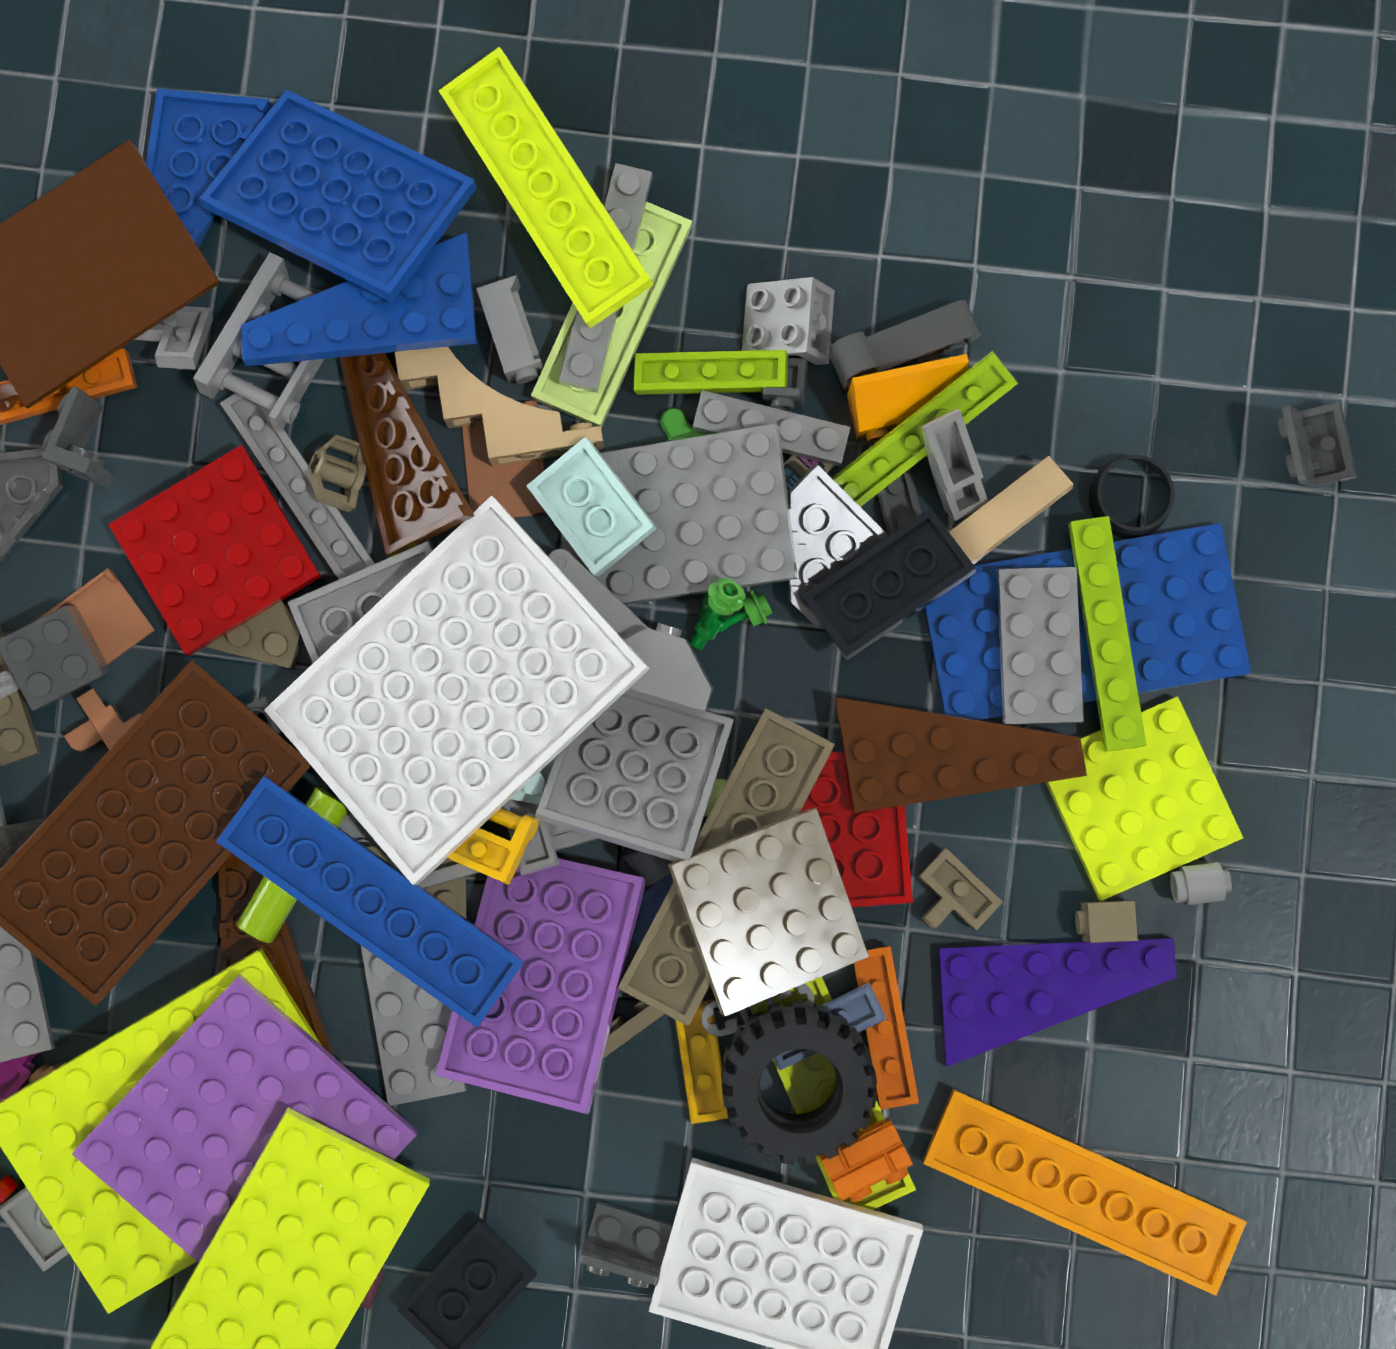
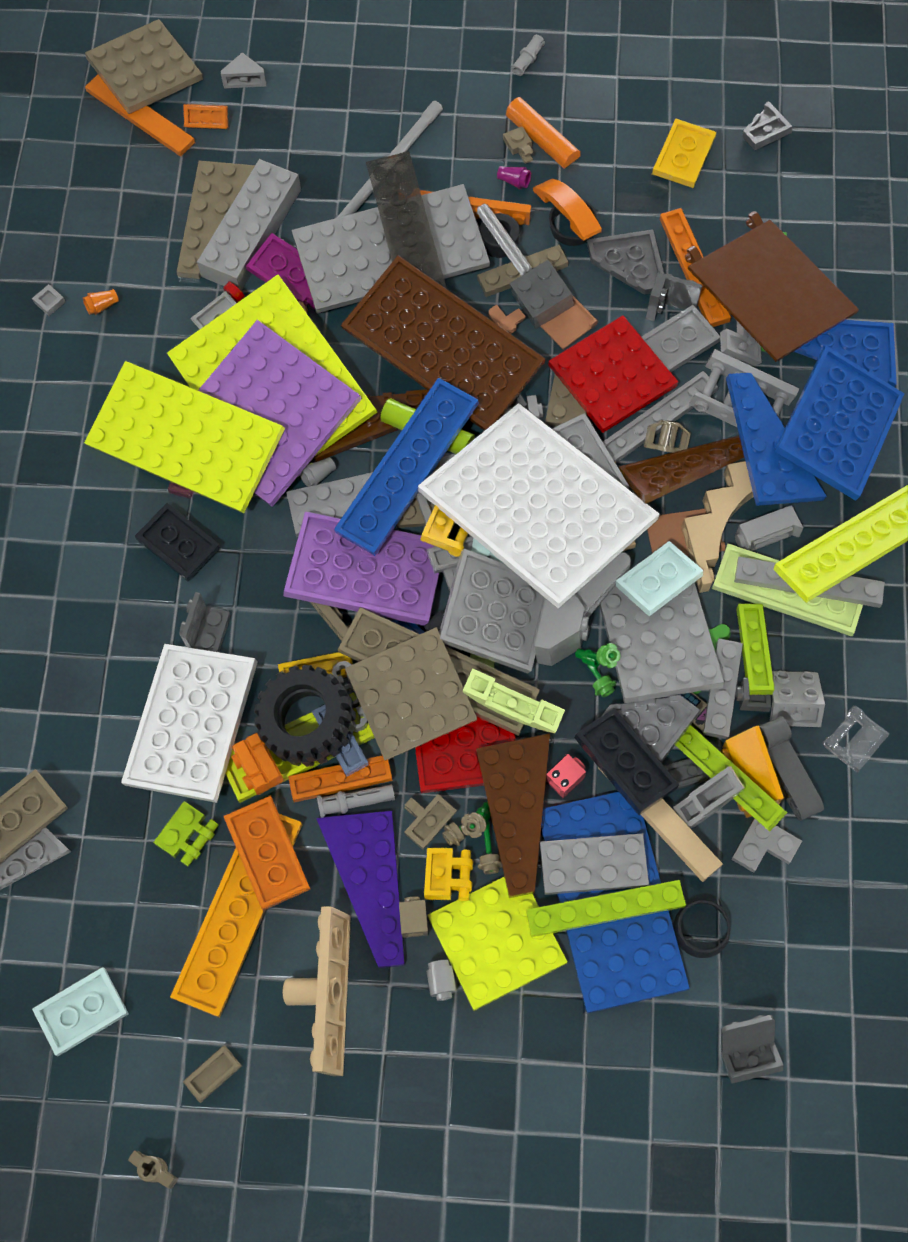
camera: 85 degrees right, 15 degrees down
(155, 433) = (681, 338): none -> light grey plate
(269, 685) = (533, 407): none -> light grey plate
(355, 1051) = (317, 471): none -> light grey cone
(792, 750) = (512, 704): none -> yellowish green slope
(864, 232) = (862, 744): none -> clear plate
(896, 676) = (566, 775): none -> coral brick
(922, 1023) = (342, 802): none -> light grey pin
(955, 1283) = (179, 831): none -> lime plate
(987, 821) = (474, 825): none -> dark tan plant
(1003, 1145) = (266, 853): none -> orange tile
(1016, 409) = (759, 841): none -> light grey plate
(1042, 878) = (439, 874): none -> yellow plate
(1219, 1056) = (326, 992): none -> tan plate
(1323, 1229) = (212, 1073): none -> dark tan tile

